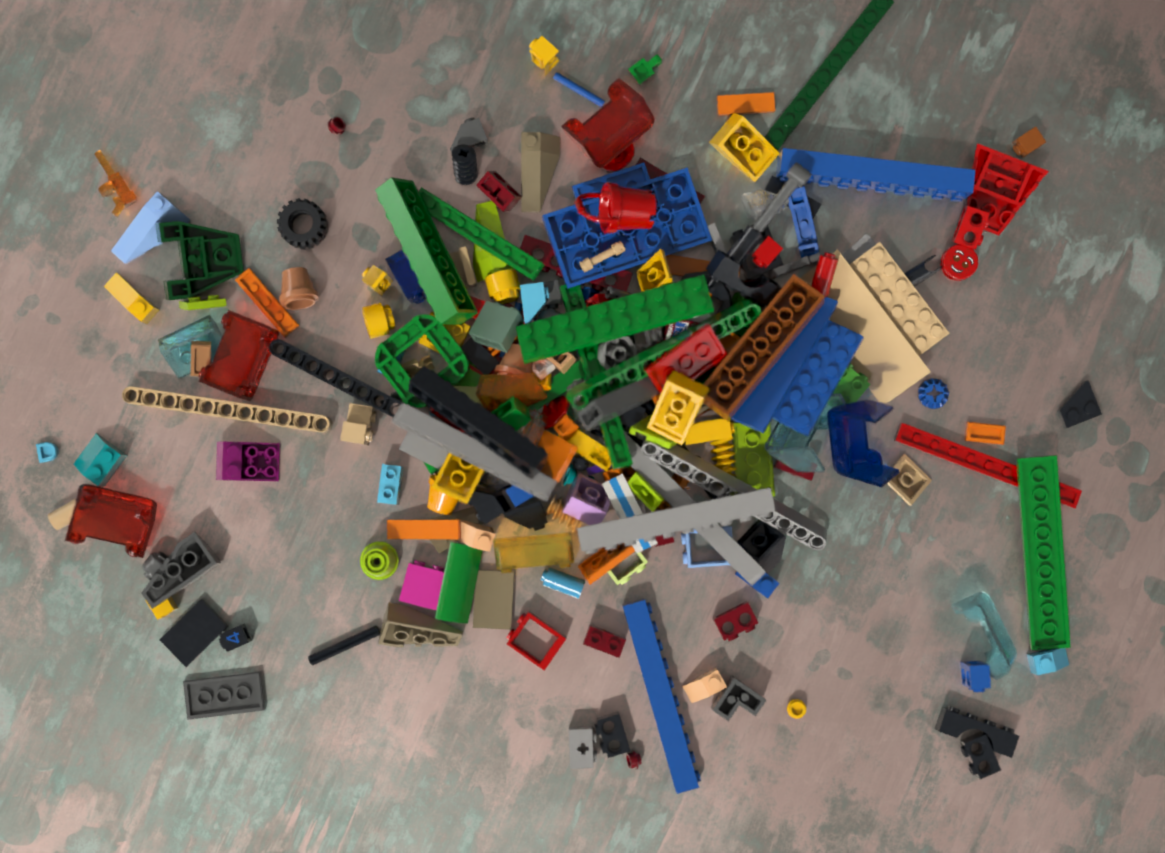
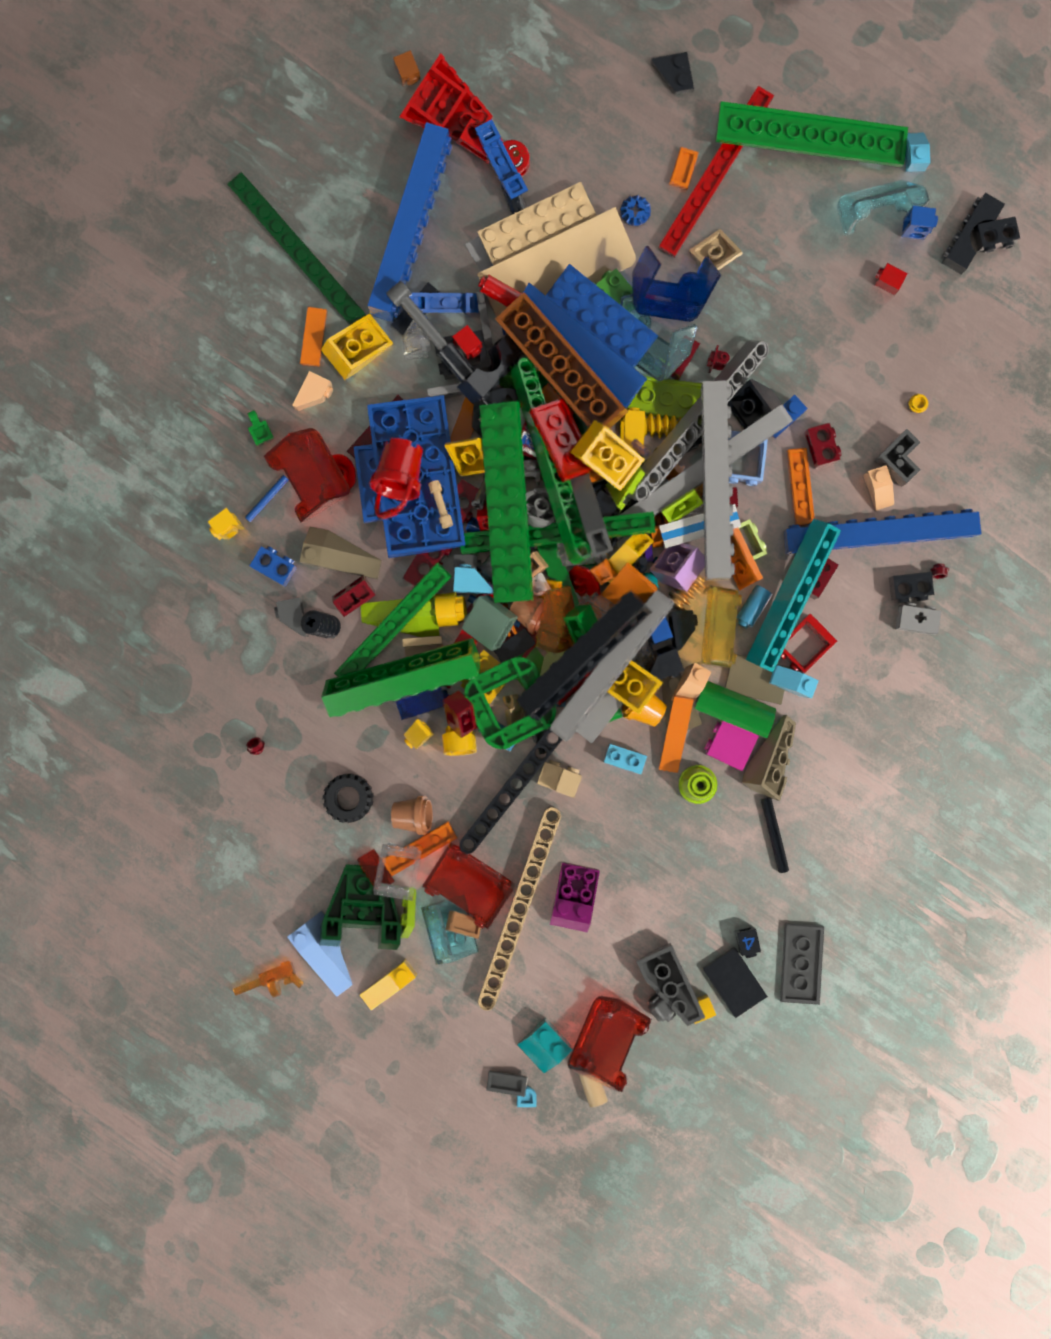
camera: 75 degrees left, 0 degrees up
(56, 430) = (507, 1083): none -> dark grey tile
(237, 264) = (369, 863): none -> clear red tile
(260, 274) = (393, 890): none -> clear window
(400, 314) = (459, 713): none -> dark red brick
(496, 635) = (794, 682): none -> medium azure slope
(509, 107) = (271, 569): none -> blue brick
(579, 617) = (793, 594): none -> teal brick
(691, 113) = (313, 392): none -> light nougat slope
(691, 607) = (800, 486): none -> orange tile
(692, 437) = (639, 448): none -> tile
(799, 501) = (717, 360): none -> dark red hinge
(915, 657) = (890, 278): none -> red brick
(954, 250) = (500, 159): none -> blue slope

